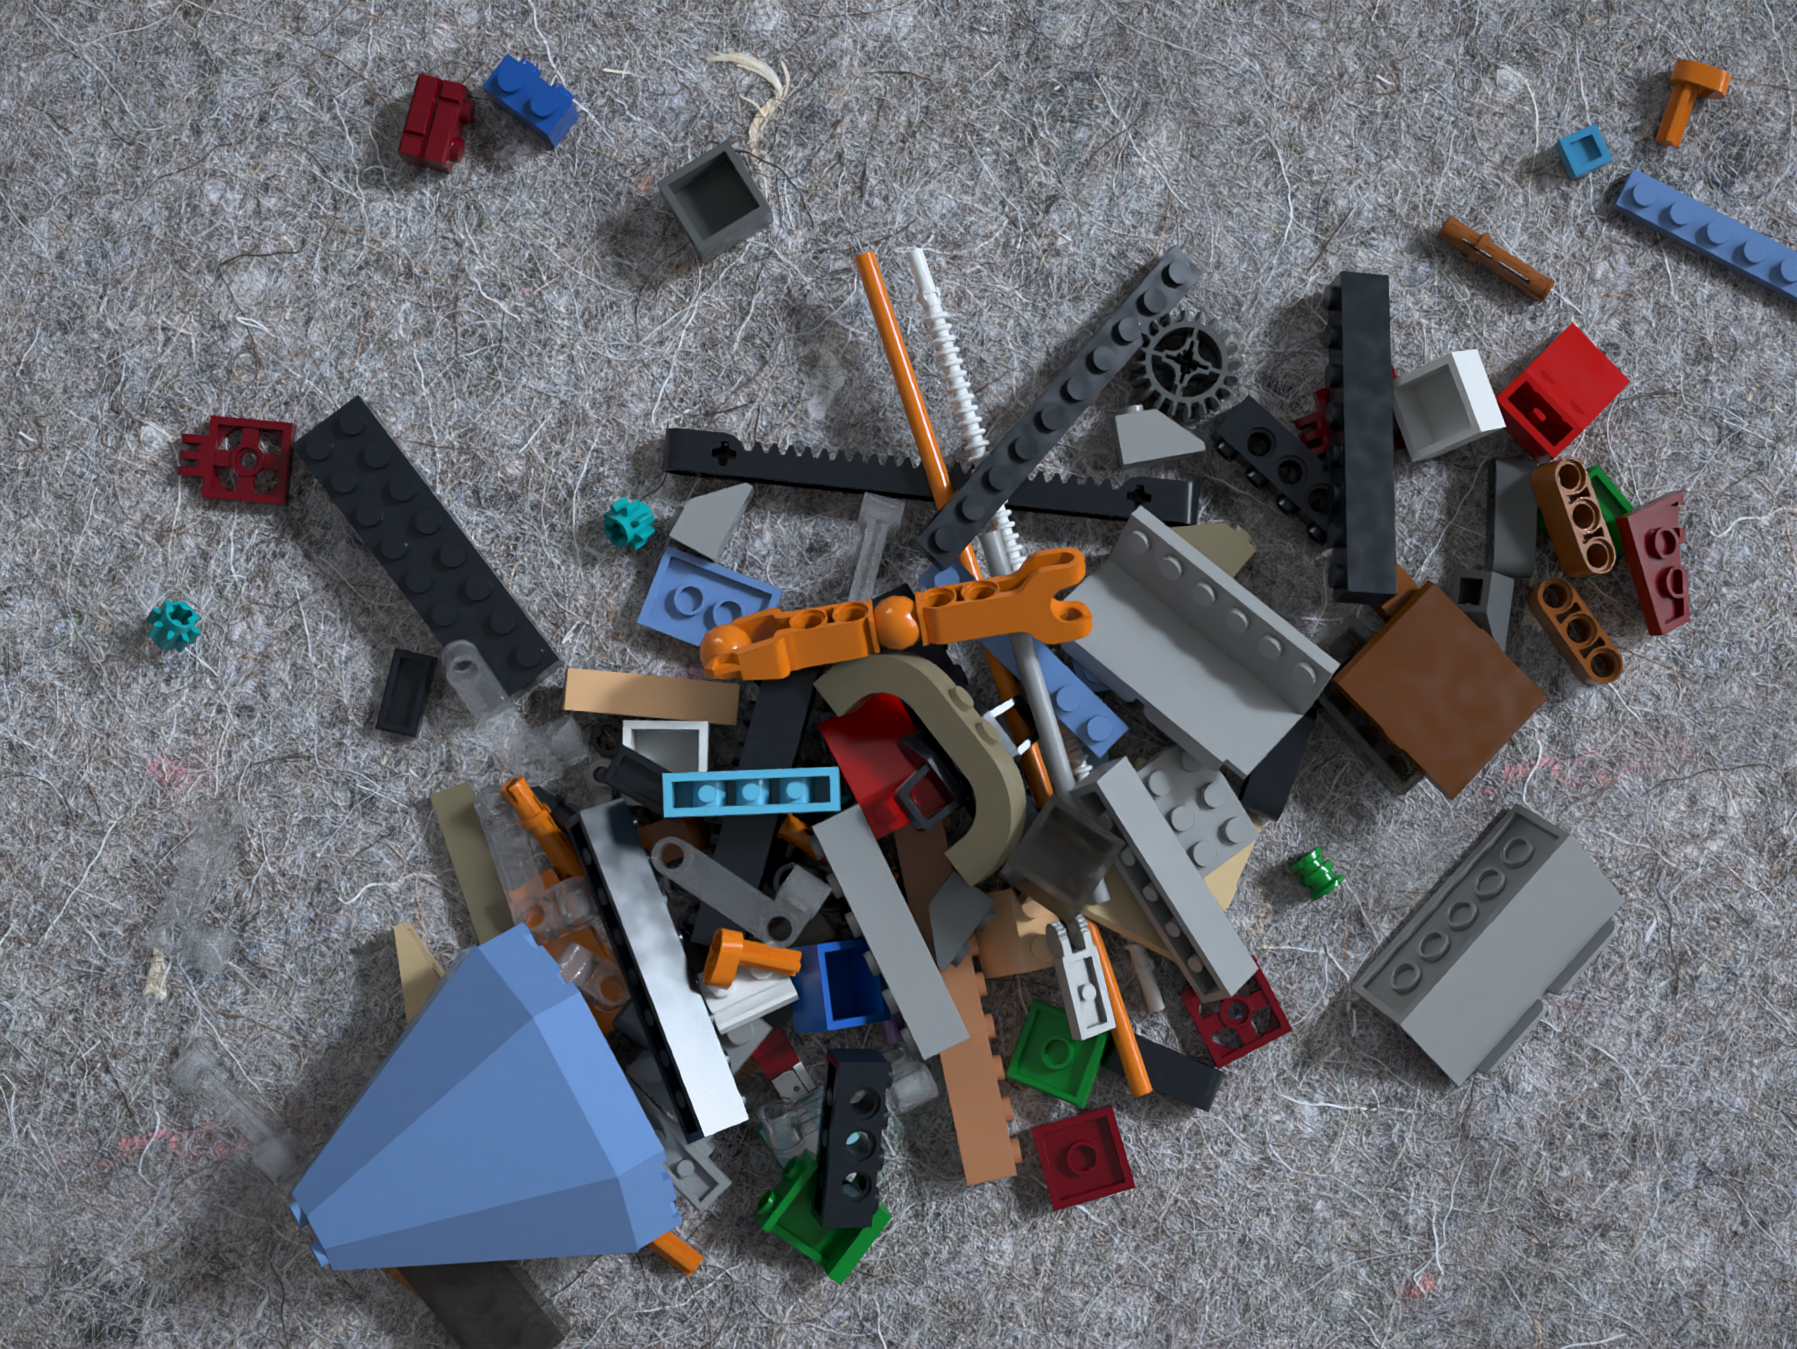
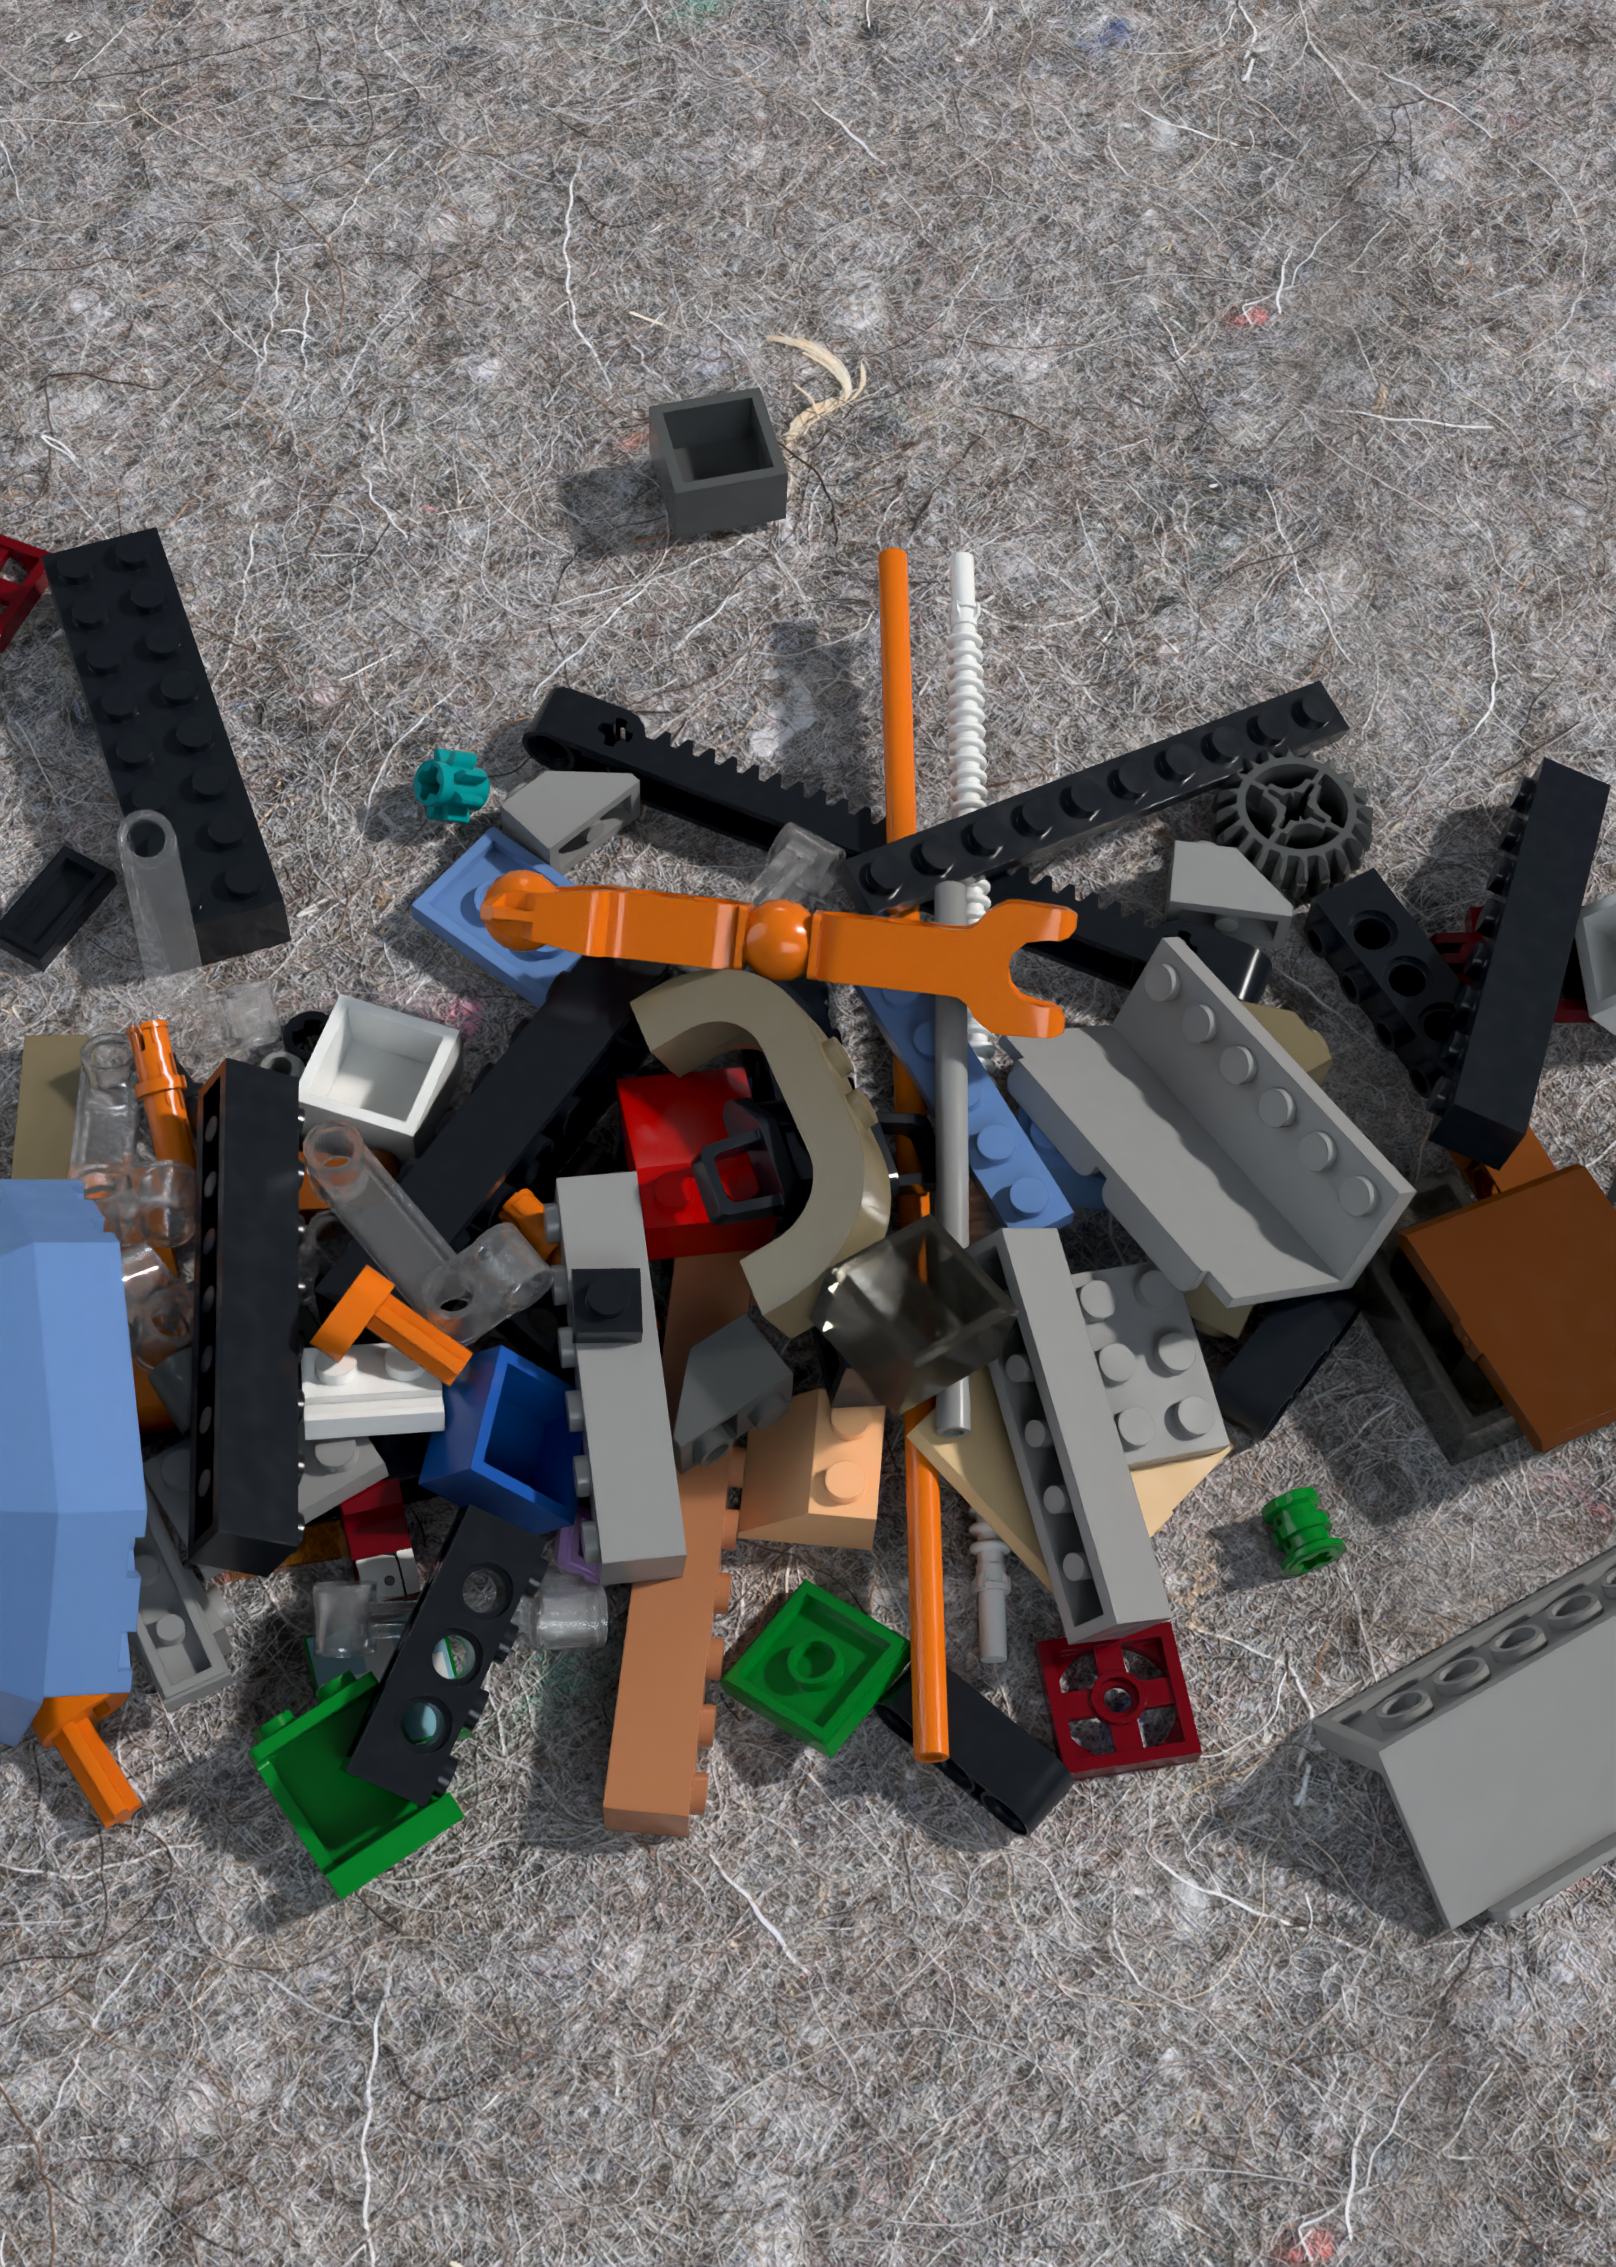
camera: 15 degrees right, 25 degrees down
(436, 124) = (392, 297): dark red brick -> none
(531, 100) = (525, 303): blue brick -> none
(637, 779) = (341, 1076): black tile -> none
(650, 696) = (323, 967): light nougat slope -> none
(751, 792) = (486, 1097): medium azure brick -> none
(872, 903) = (606, 1305): none -> black plate
(1080, 979) = (888, 1540): light grey hinge -> none
(1082, 1157) = (803, 1841): dark red plate -> none

